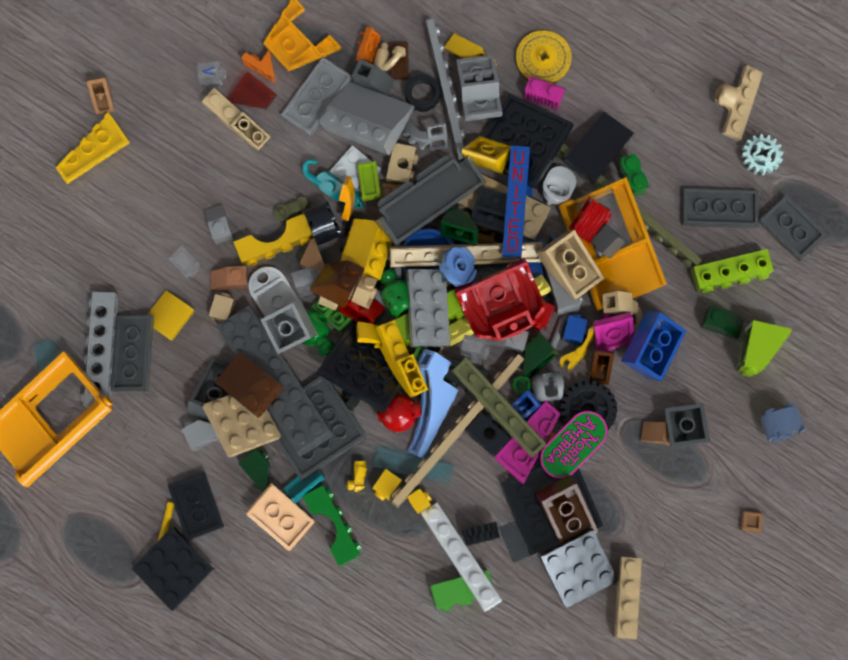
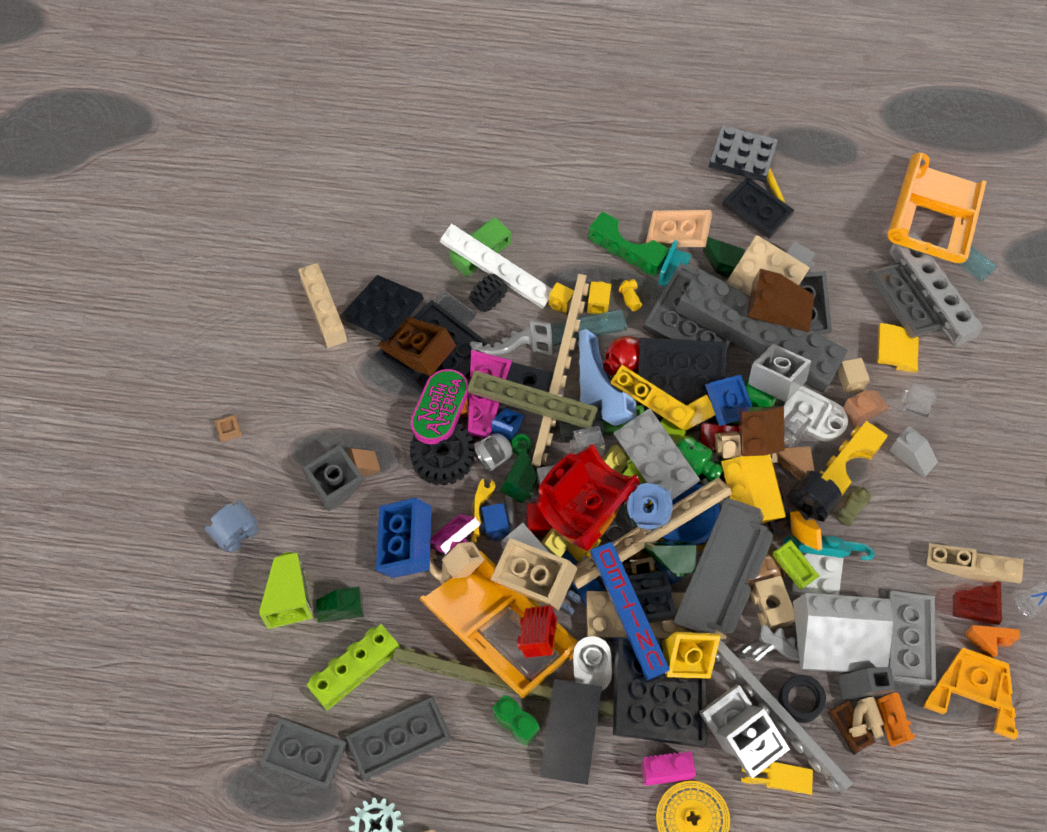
camera: 150 degrees right, 15 degrees down
(341, 326) = (727, 398): none -> blue plate
(484, 475) = (517, 338): none -> light grey piece
(601, 366) = (449, 500): reddish brown slope -> none
(607, 242) = (506, 618): dark grey brick -> none

